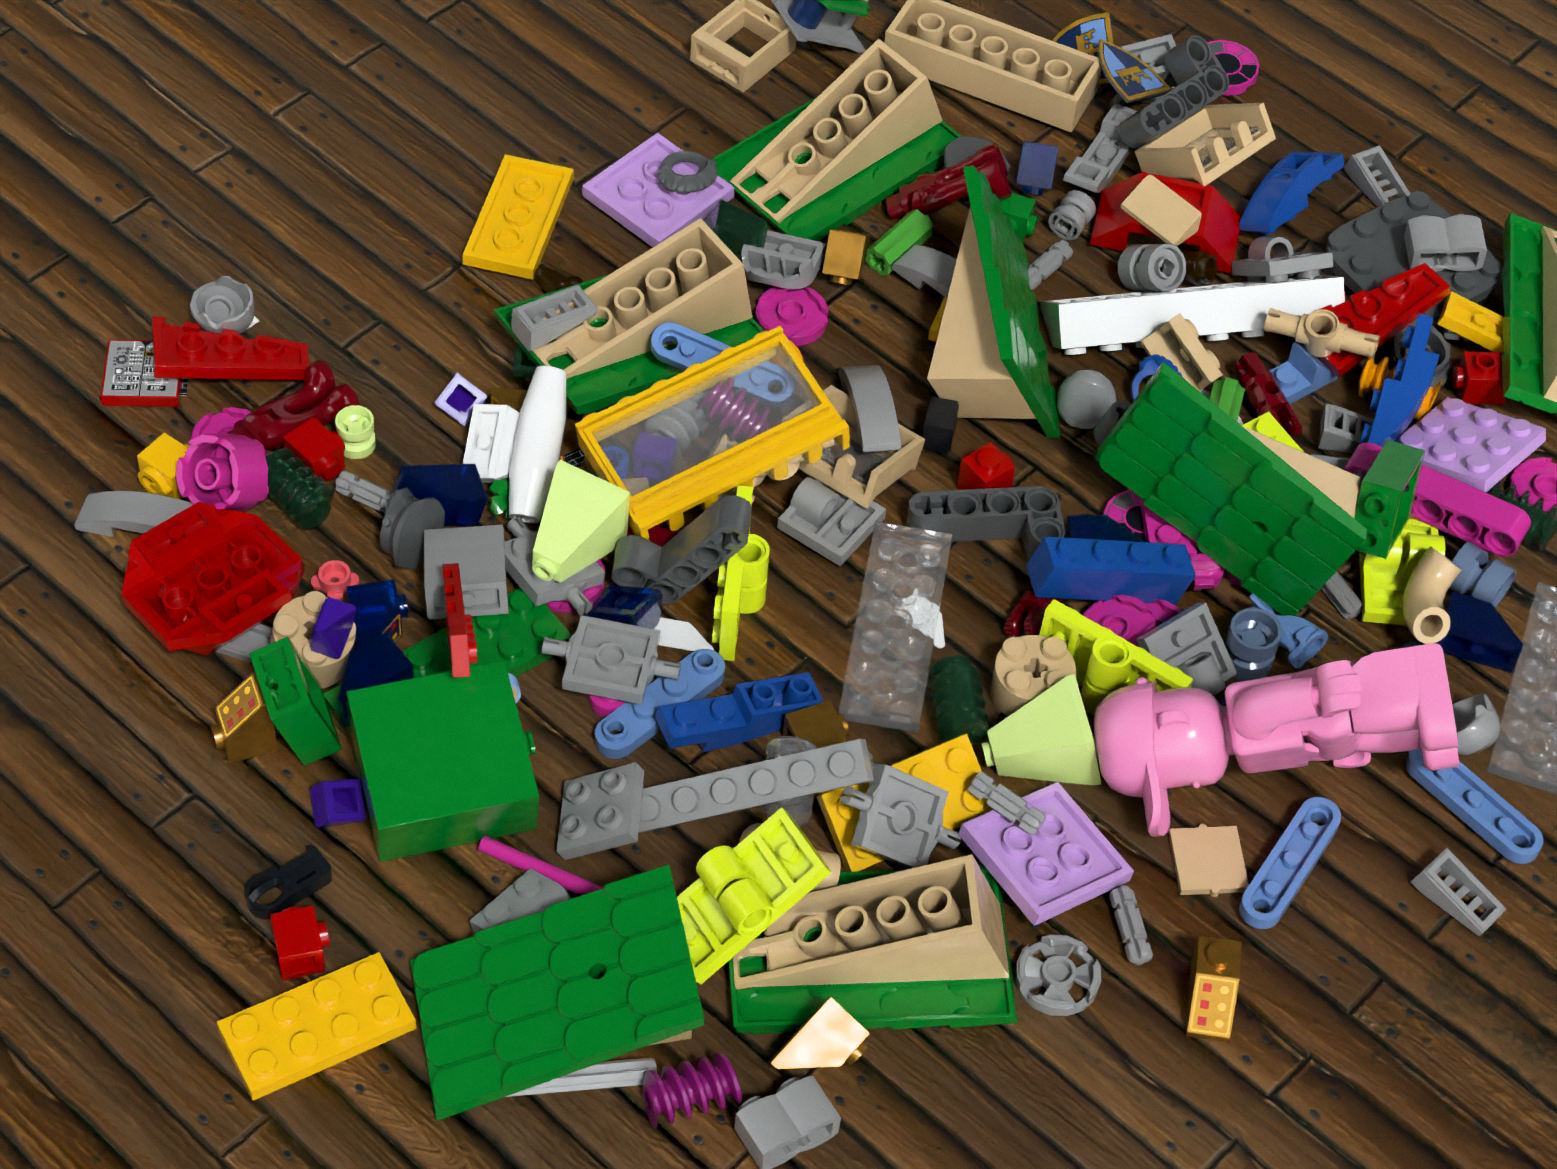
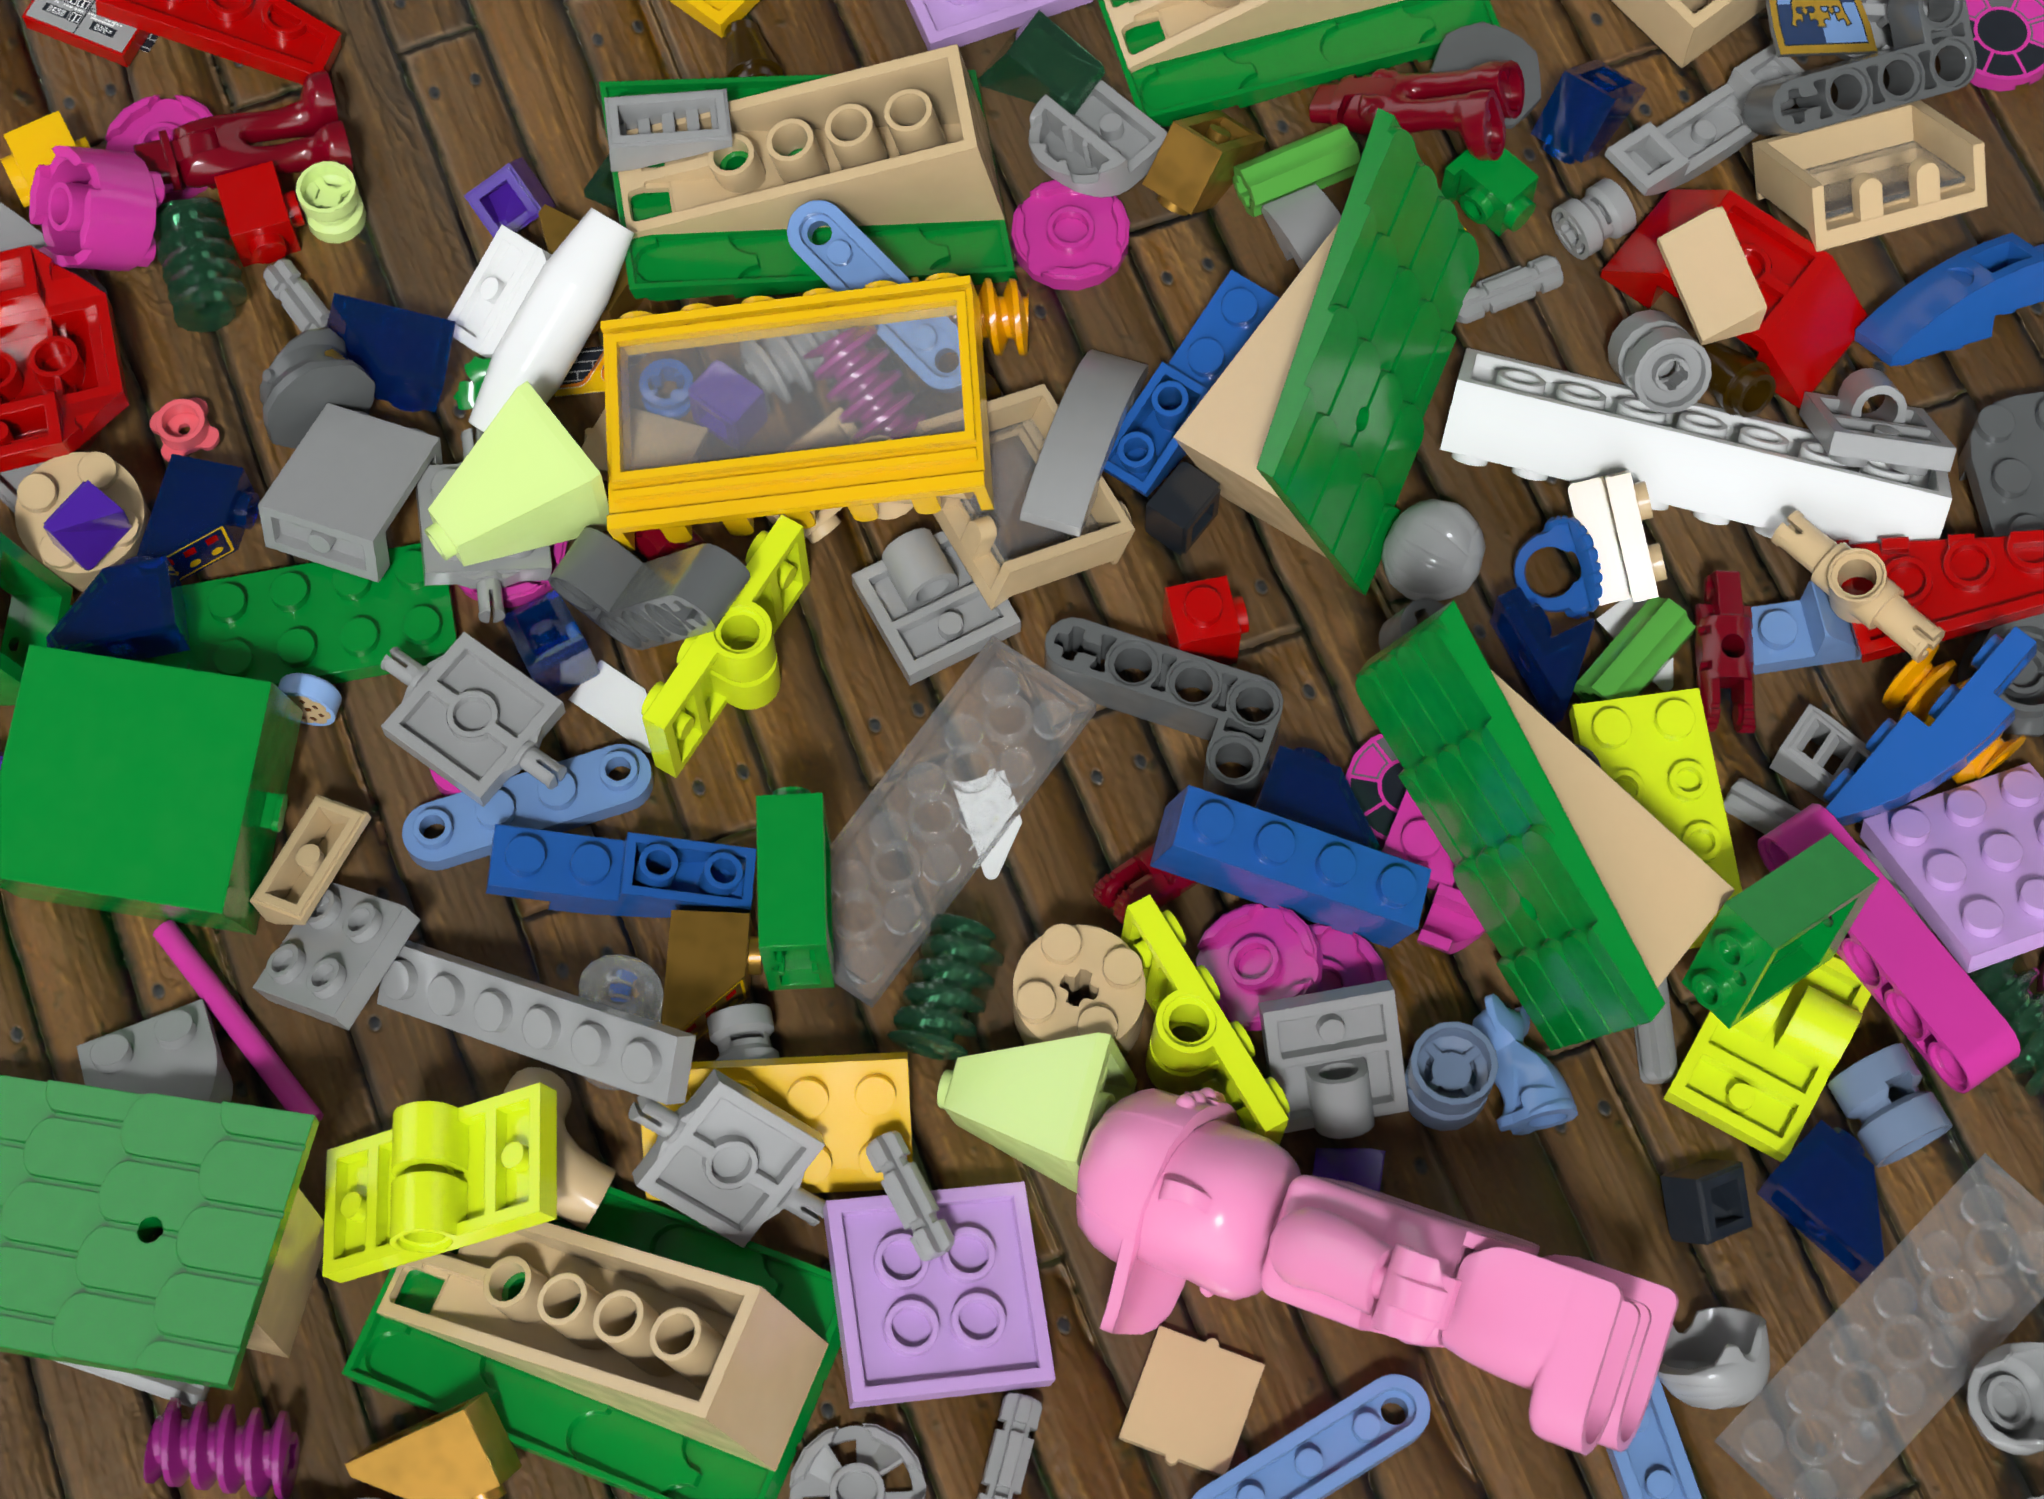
camera: 30 degrees right, 15 degrees up
(459, 625) = (247, 599): red wing -> none
(557, 770) = (309, 861): none -> tan slope
(856, 671) = (794, 889): none -> green window
(910, 356) = (1145, 443): none -> blue slope
(1425, 596) = (1769, 1111): tan cylinder -> none

